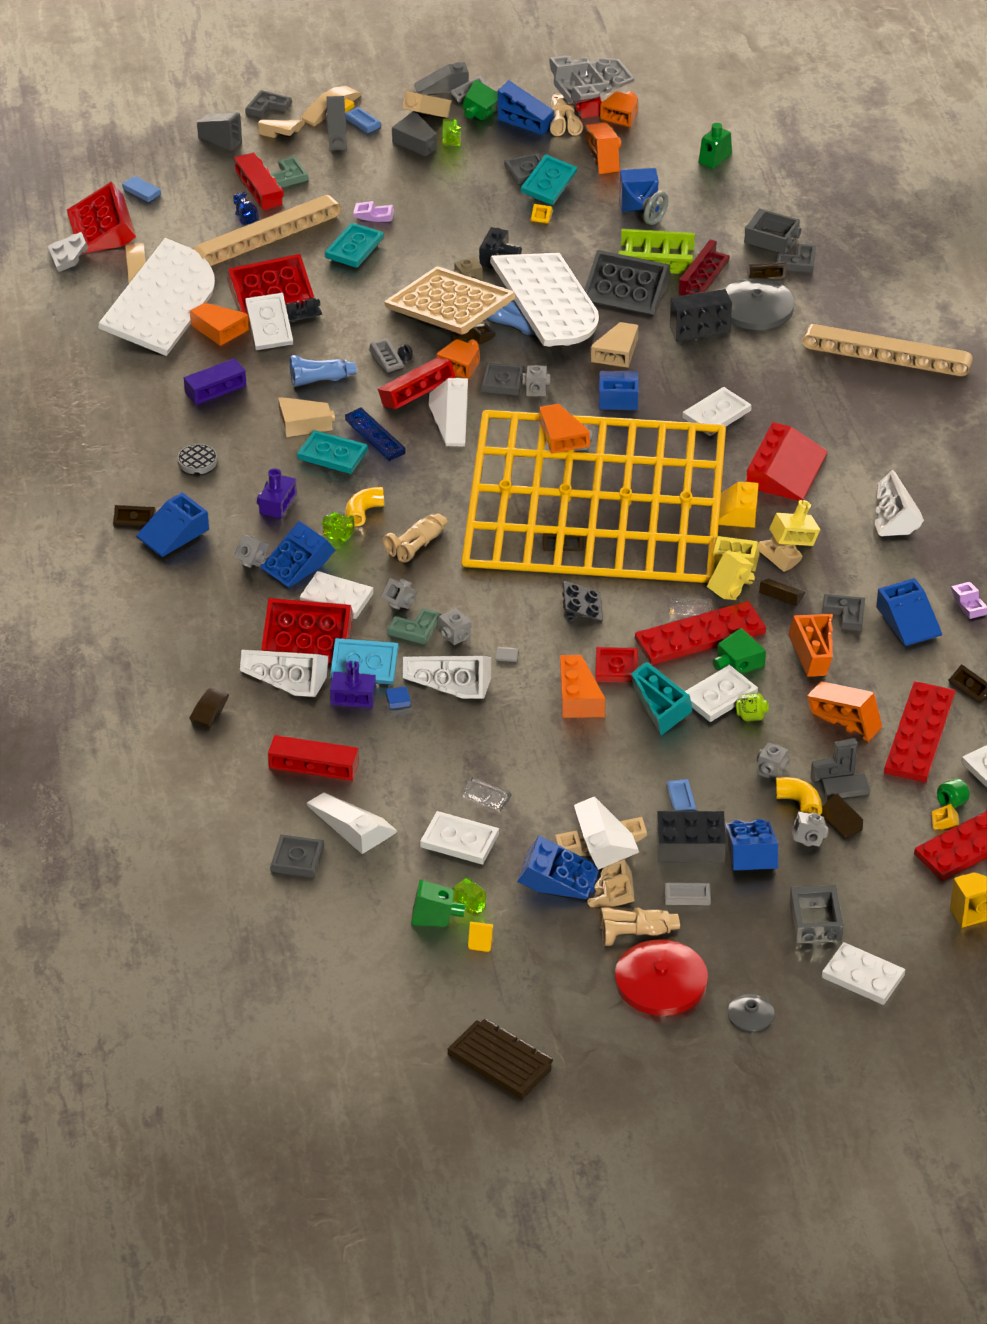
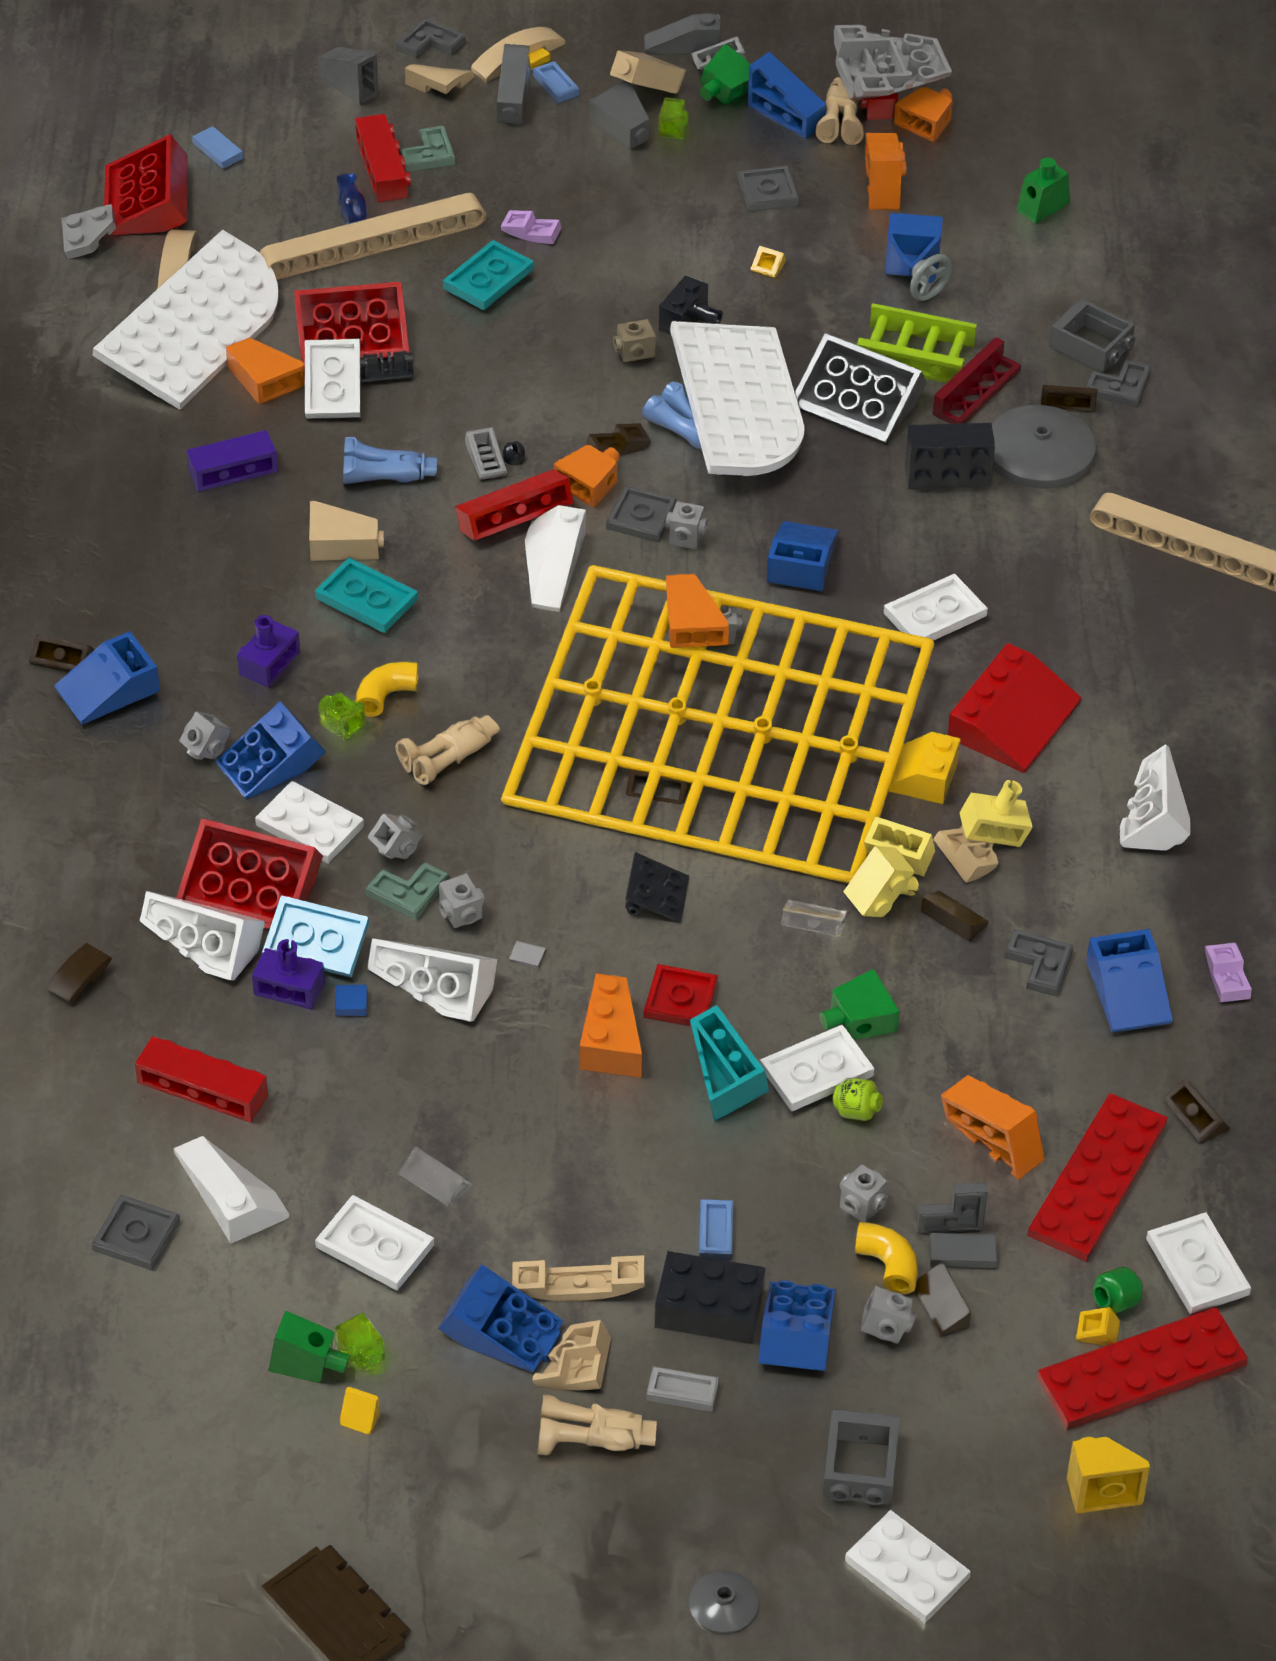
camera: 10 degrees right, 5 degrees up
(197, 458) = (174, 577): tile -> none
(375, 434) = (435, 575): clear blue plate -> none
(450, 300) = (595, 382): tan plate -> none
(549, 179) = (791, 211): teal plate -> none
(604, 834) = (580, 1274): white wedge -> none
(616, 345) = (818, 485): tan slope -> none
(661, 977) = (606, 1521): red dish -> none
(698, 632) = (814, 963): red plate -> none
(813, 642) = (973, 1008): orange wedge -> none

